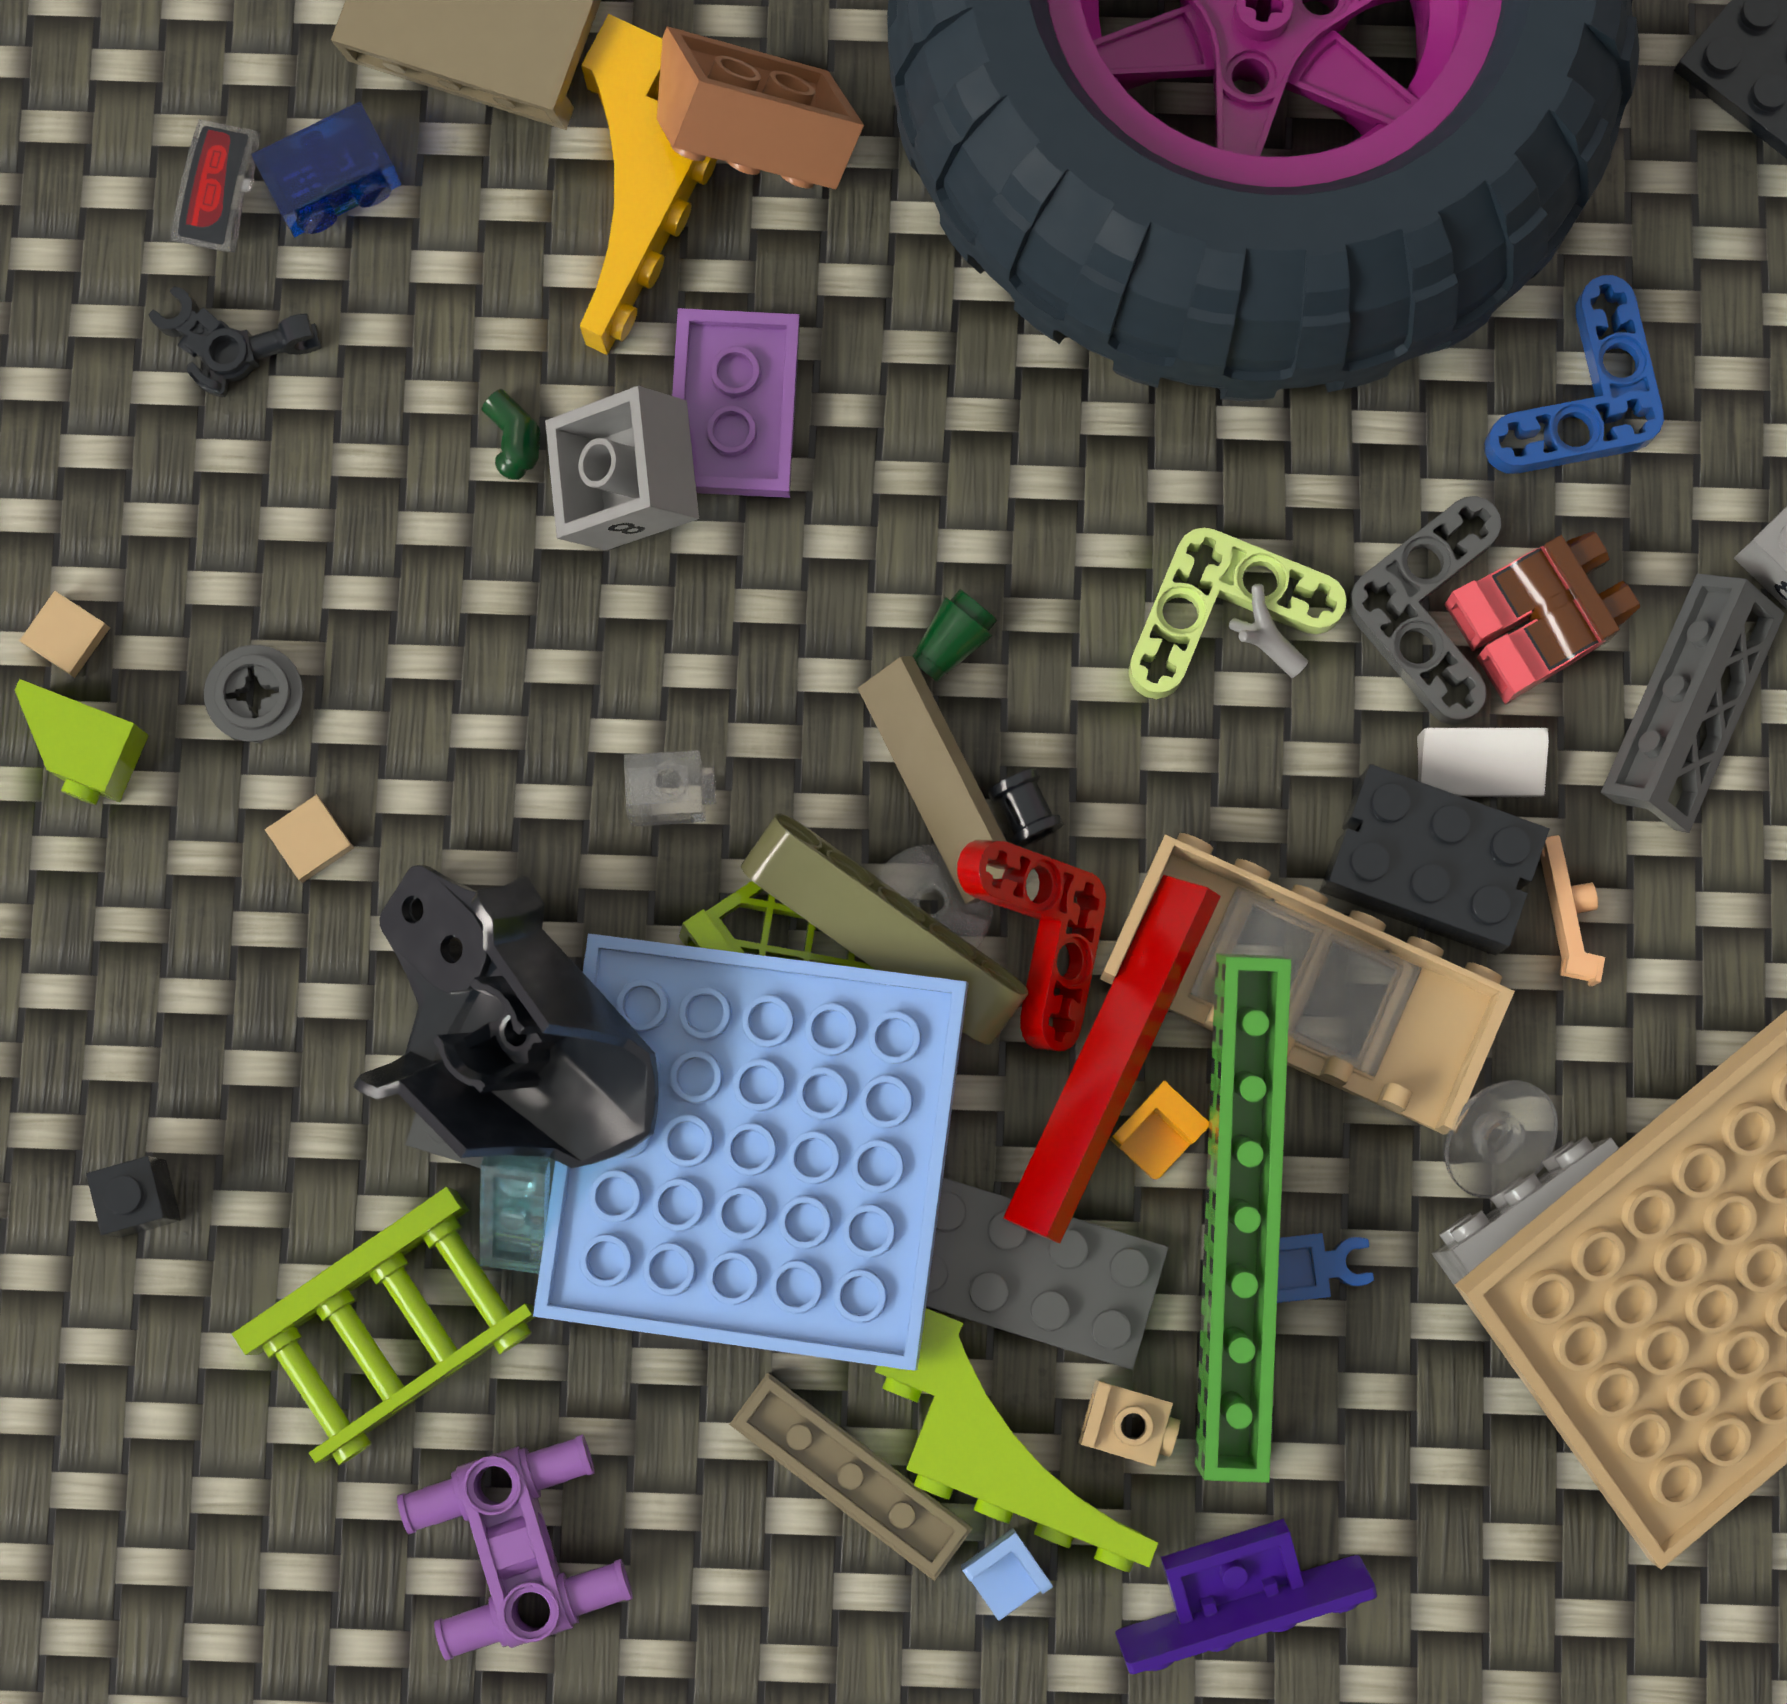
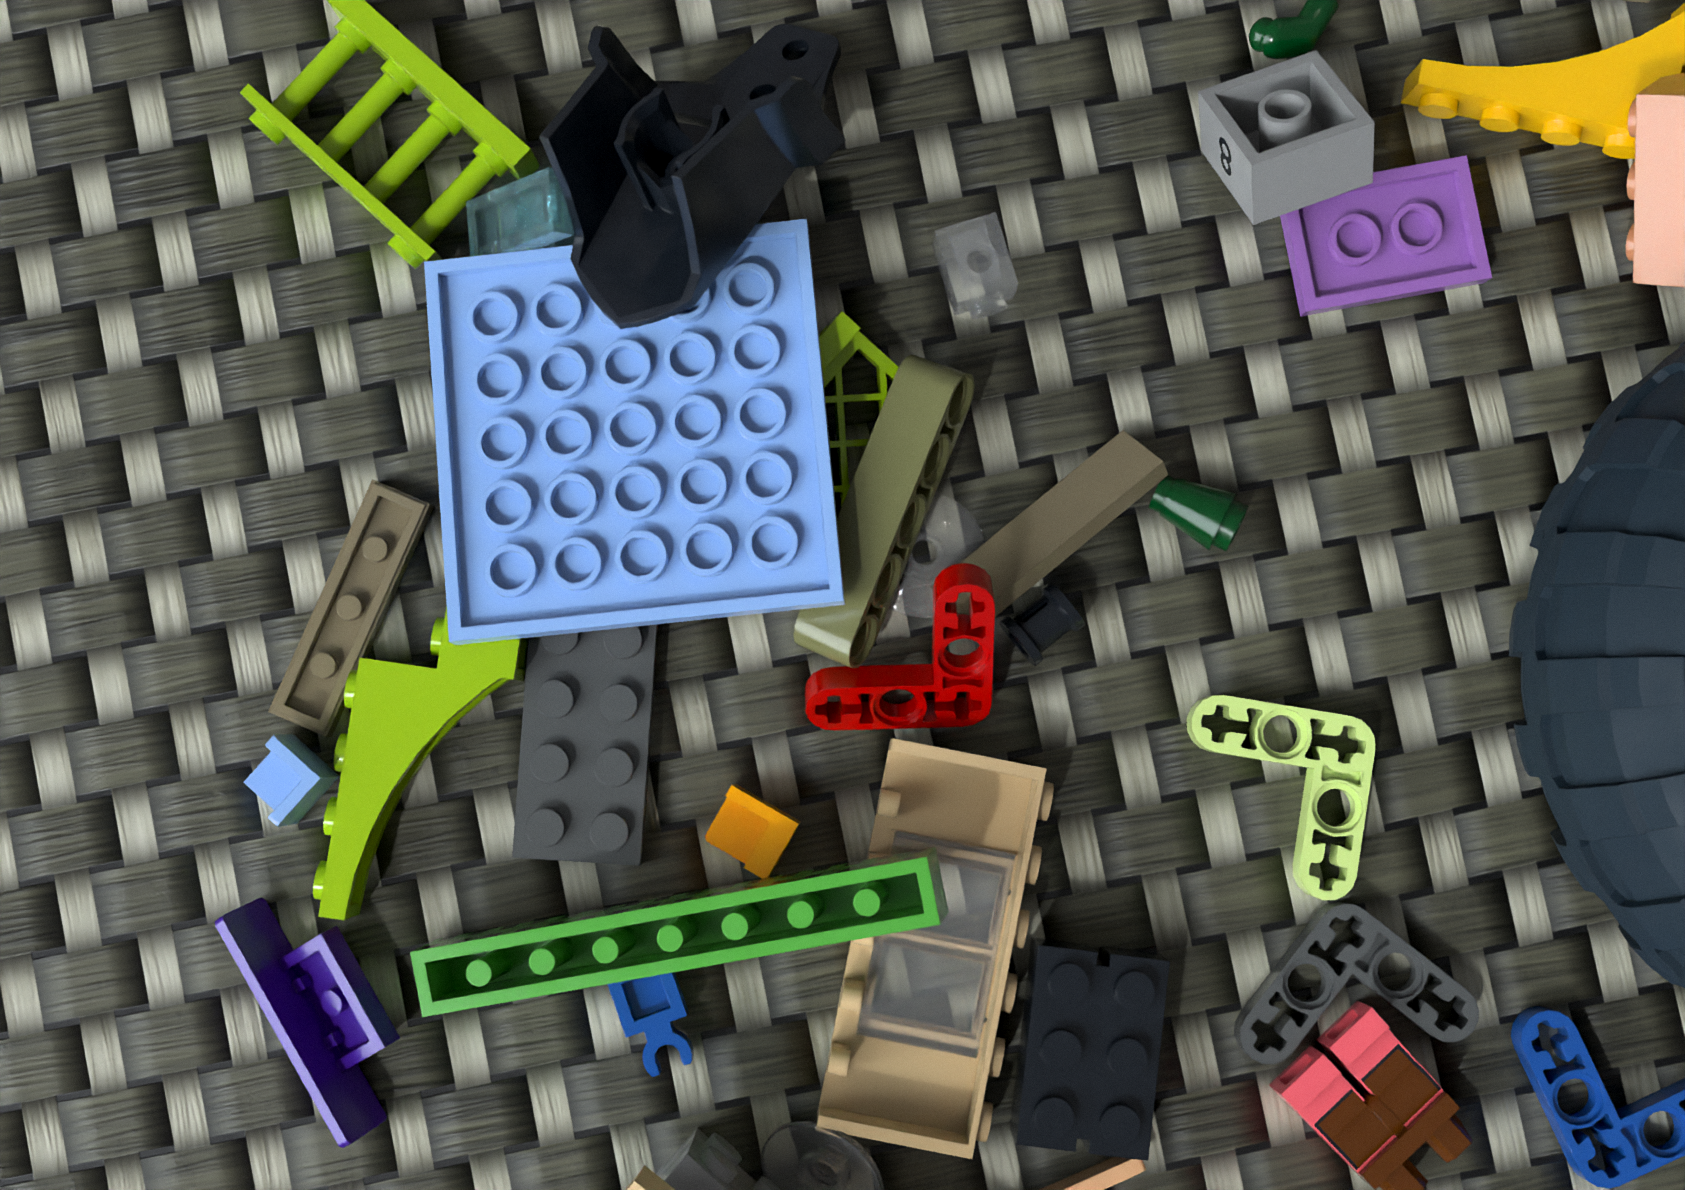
camera: 75 degrees right, 5 degrees up
(514, 1547) = (209, 303): medium lavender piece -> none
(1104, 1418) = (476, 849): tan brick -> none
(1111, 1058) = (809, 766): red tile -> none
(1267, 636) = (1277, 827): light grey bar -> none
(1484, 761) = (1203, 1076): white slope -> none

